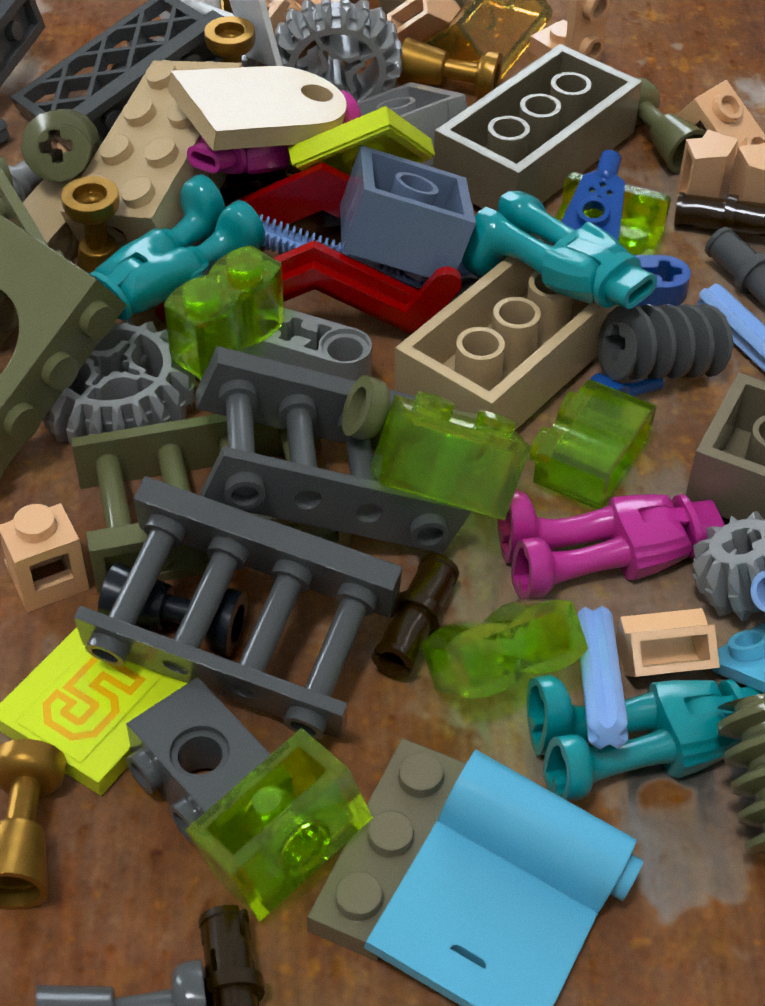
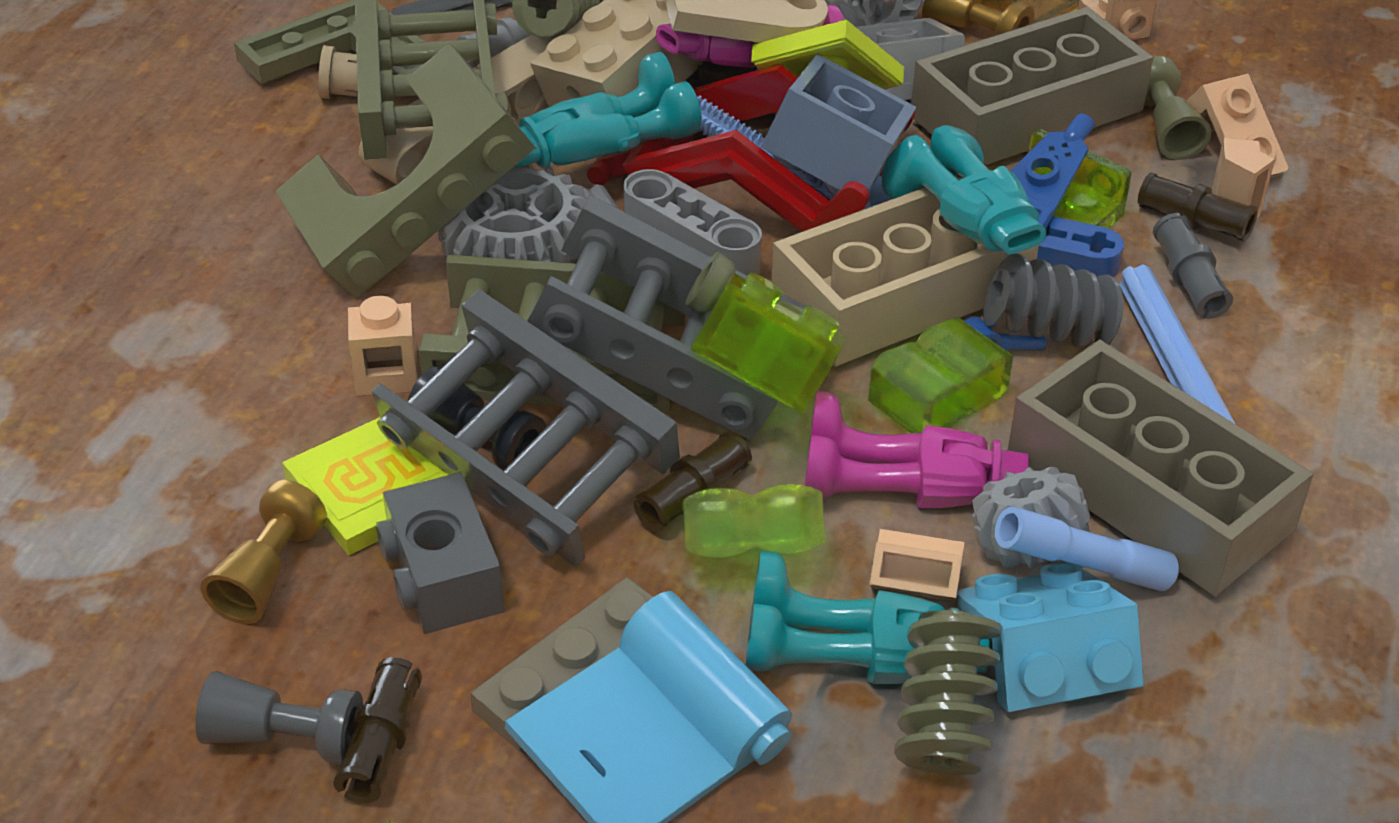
camera: 20 degrees right, 5 degrees down
(92, 203) = (551, 57): pearl gold piece -> none
(227, 308) = (635, 172): clear neon green brick -> none
(280, 823) = (475, 606): clear neon green brick -> none
(602, 680) = (830, 572): light blue axle -> none
(707, 165) = (1193, 152): light nougat piece -> none

